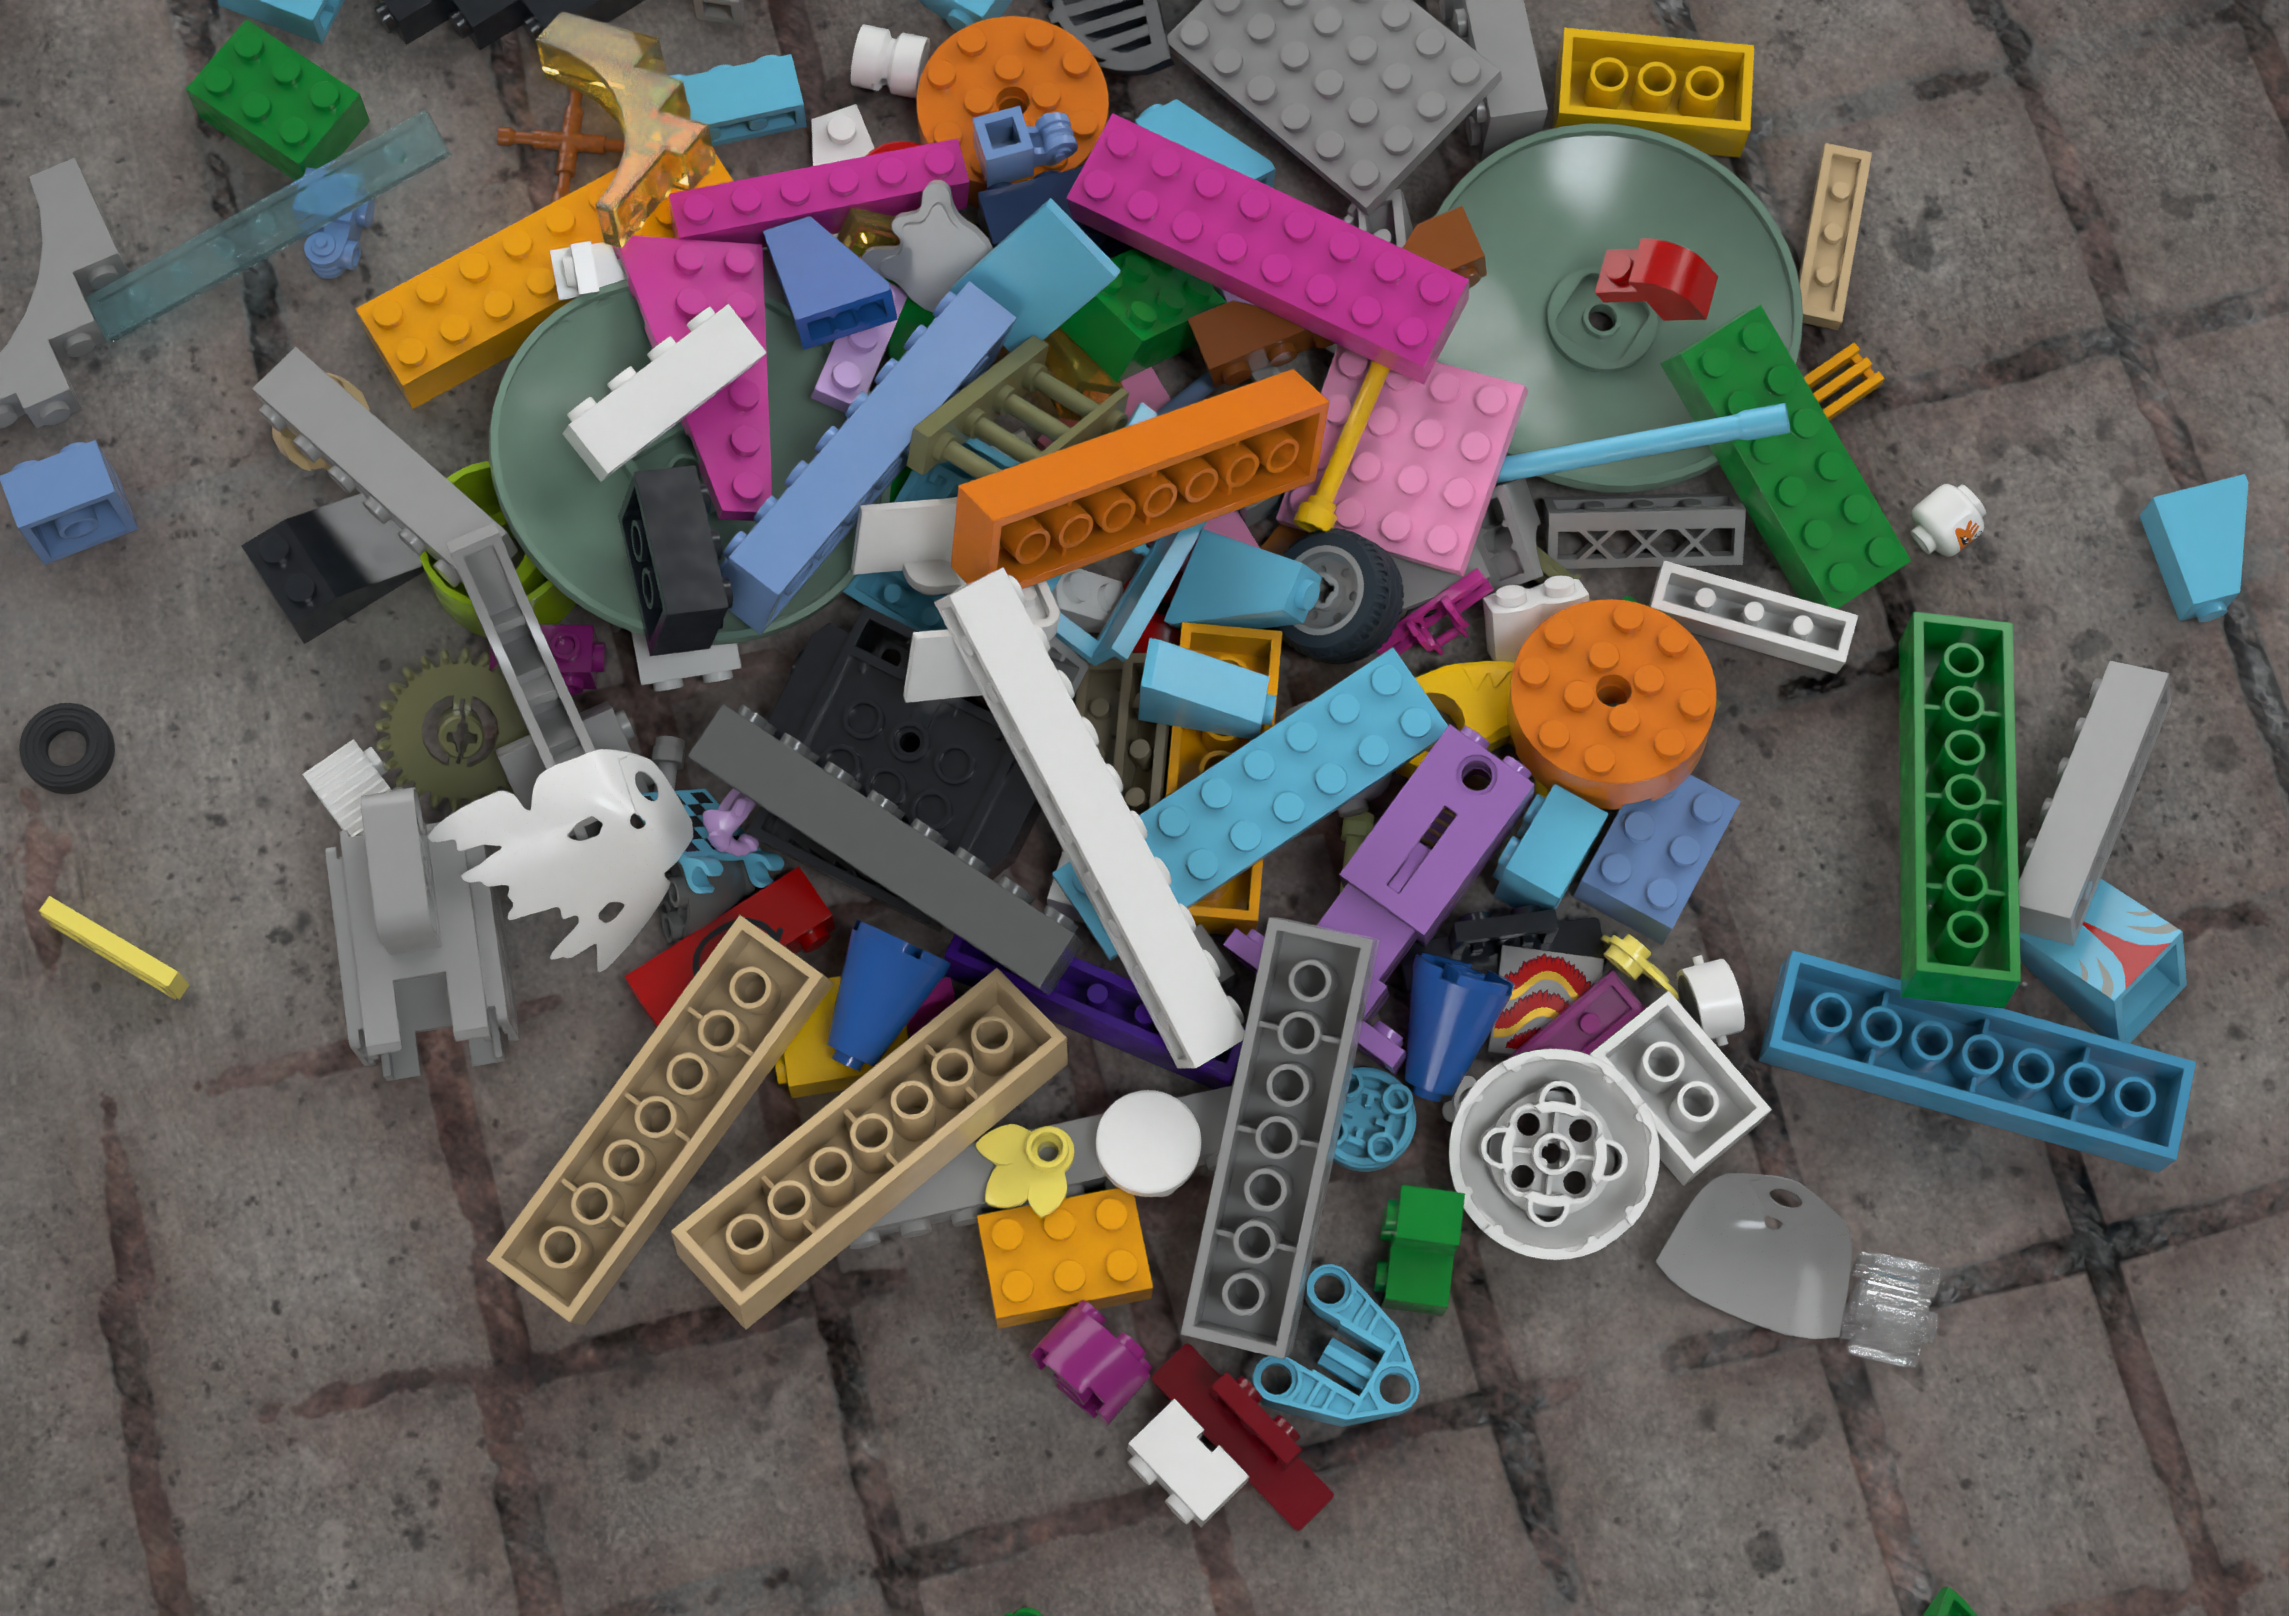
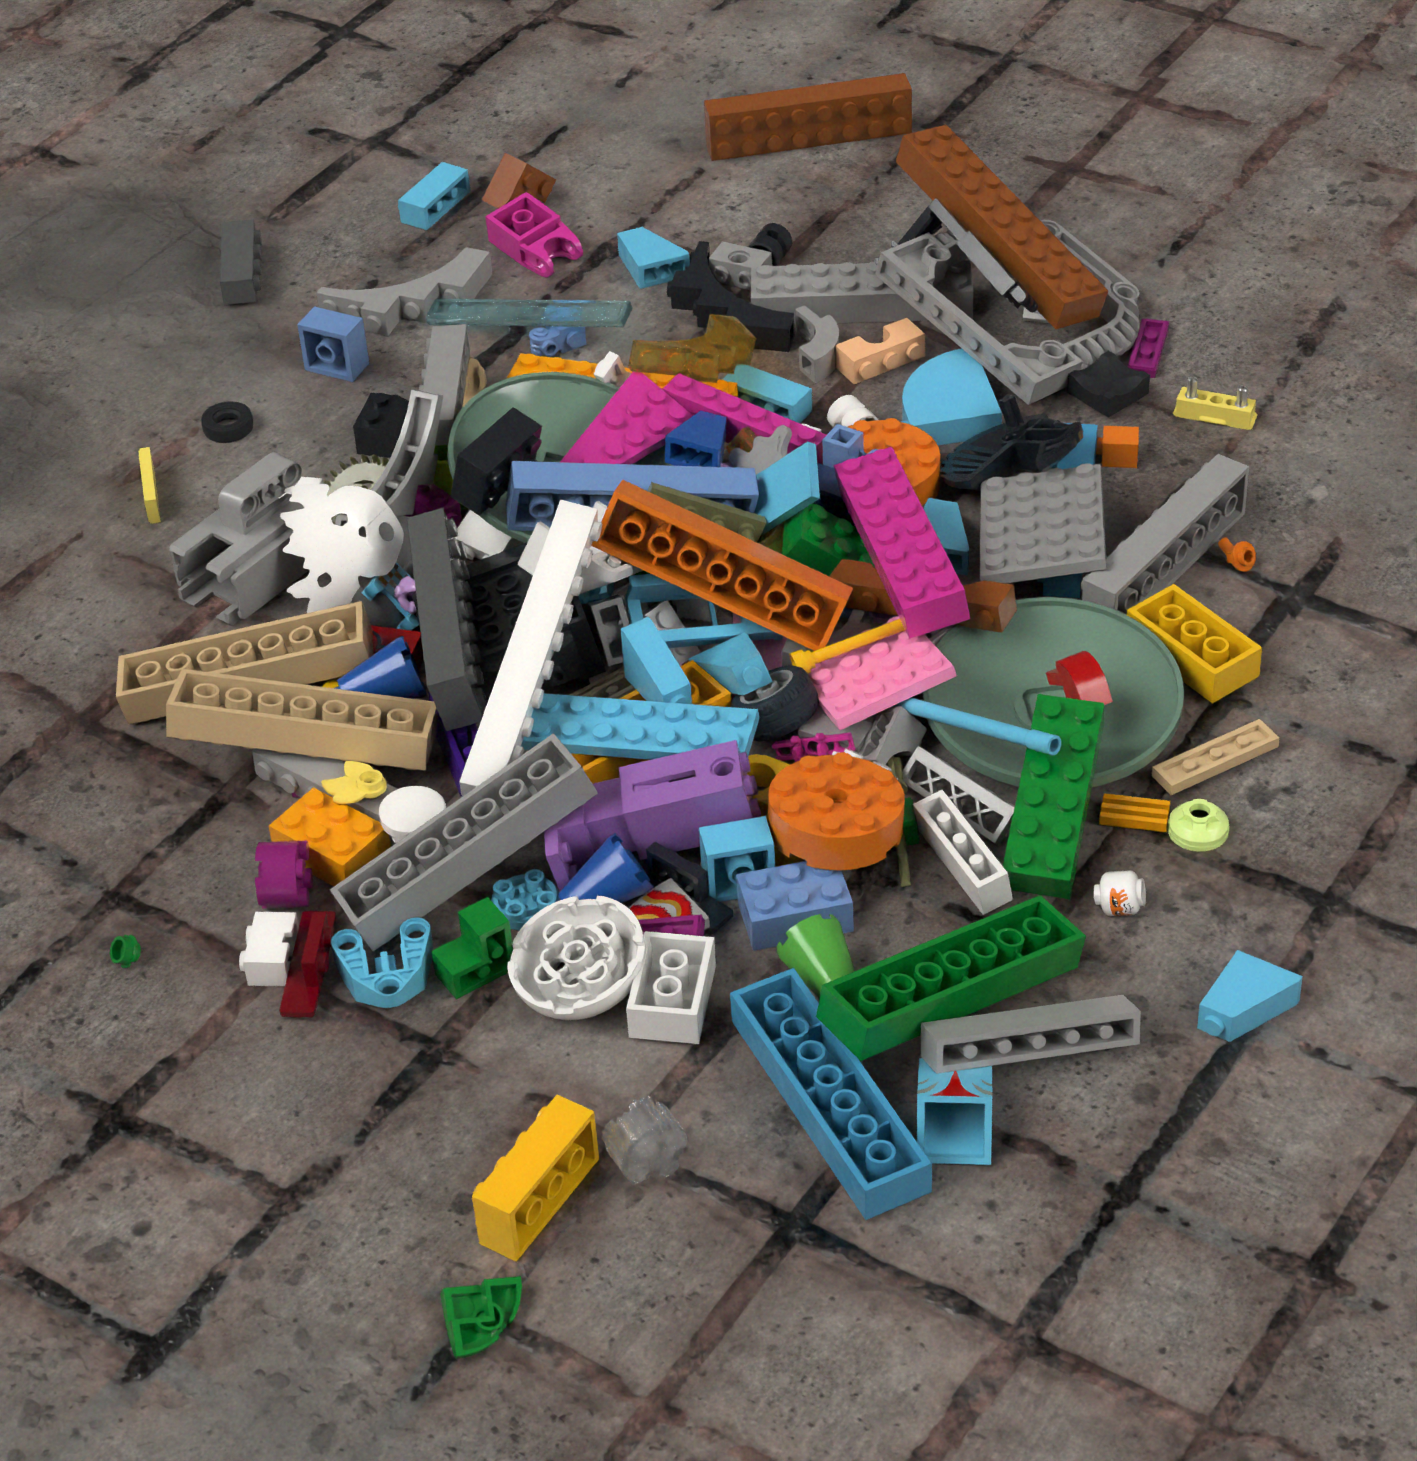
camera: 55 degrees right, 30 degrees down
(99, 78) = (532, 234): none -> dark pink brick
(277, 102) = (589, 275): green brick -> none
(662, 392) = (579, 413): white brick -> none
(1631, 959) = (717, 918): light yellow plate -> none
(1711, 998) = (734, 968): white piece -> none
(1772, 1278) = (616, 1071): light grey piece -> none
(1785, 904) = (816, 951): none -> bright green cone
(1841, 1465) = (535, 1177): none -> yellow brick
(1902, 366) = (1195, 832): none -> yellowish green piece

